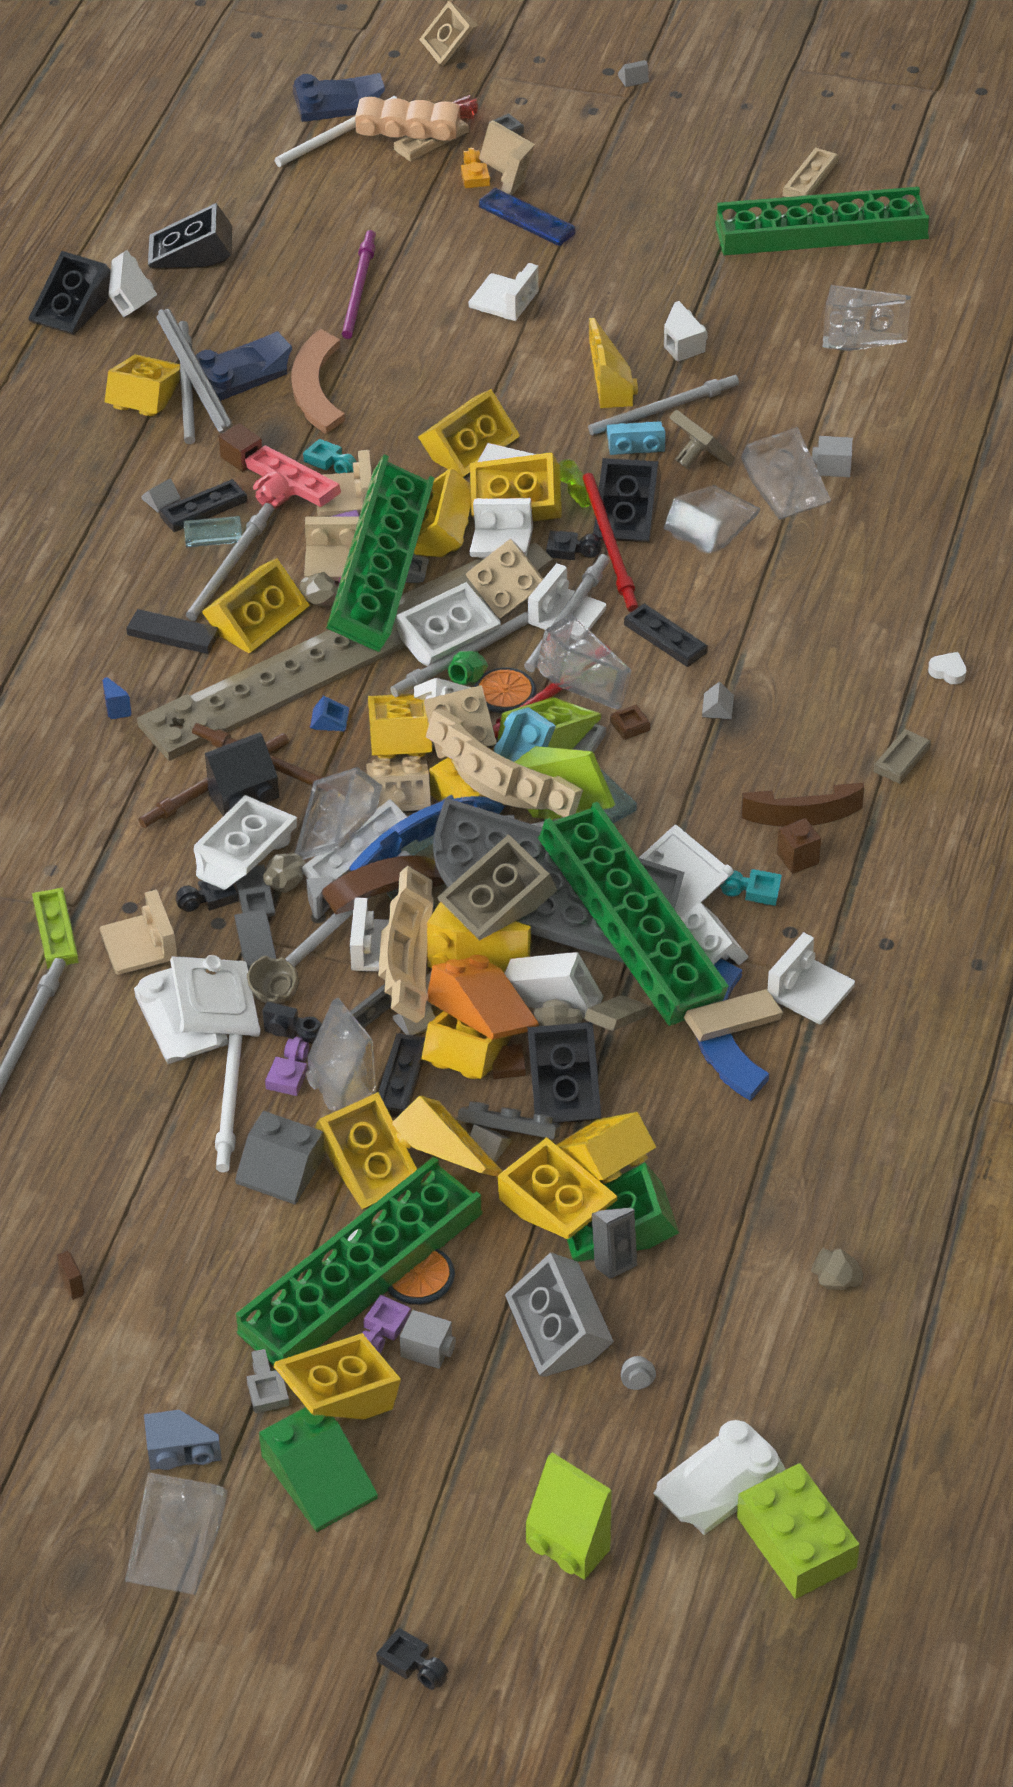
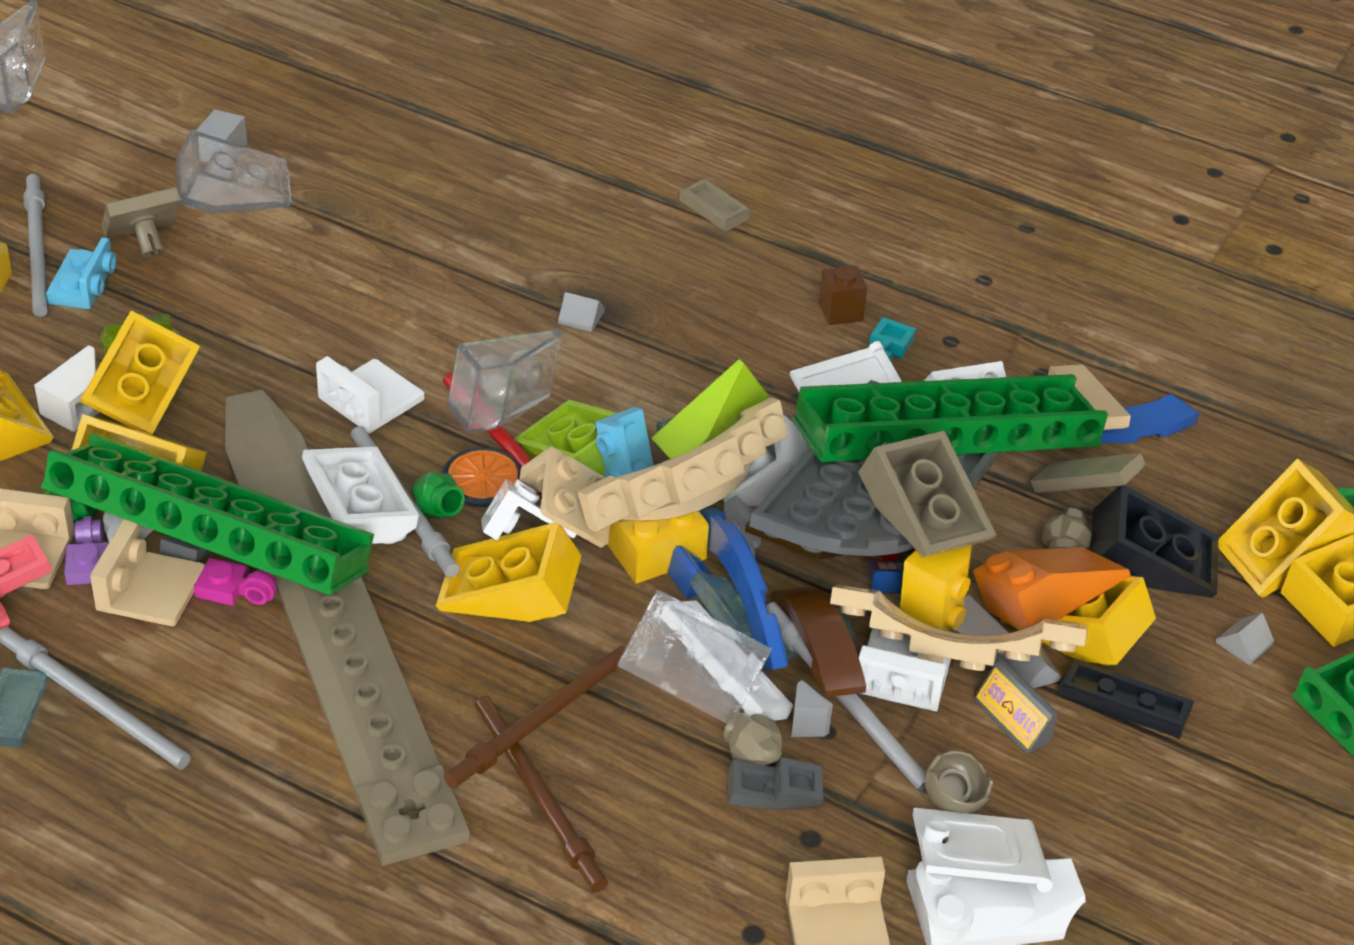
camera: 80 degrees left, 5 degrees down
(116, 700) = (332, 873): blue slope -> none
(172, 631) = (206, 788): black tile -> none
(213, 896) = (761, 830): black plate -> none
(225, 1138) = (1223, 890): white bar -> none
(240, 771) = (573, 747): black slope -> none
(241, 841) = (699, 765): white slope -> none
(254, 936) = (863, 791): dark grey slope -> none
(256, 607) = (211, 680): yellow slope -> none
(280, 1157) = (1266, 833): dark grey slope -> none
(284, 1021) = (1028, 791): black plate -> none
(288, 1074) = (1106, 808): medium lavender plate -> none
(319, 589) = (217, 605): dark tan rock -> none
(329, 715) = (456, 651): blue slope -> none
(341, 1059) = (1143, 720): clear slope -> none
(365, 1149) = (1257, 745): yellow slope -> none
(402, 782) = (614, 593): tan bracket -> none
(435, 1131) = (1271, 660): yellow slope -> none
(498, 522) = (201, 416): white bracket -> none
(505, 578) = (300, 416): tan bracket -> none
(510, 1120) = (1225, 609): dark grey tile -> none
(553, 977) = (1021, 514): white slope -> none
(566, 545) = (246, 374): black plate -> none
(590, 579) = (386, 391): light grey bar -> none
(624, 582) = (348, 337): red bar -> none
(629, 497) = (205, 300): black slope -> none
(630, 722) = (582, 385): reddish brown tile -> none
(665, 635) = (444, 328): black tile -> none
(709, 518) = (274, 247): clear slope -> none
(806, 984) = (1043, 335): white bracket -> none
(817, 809) = (777, 302): reddish brown slope -> none
(948, 667) = (596, 144): white tile -> none

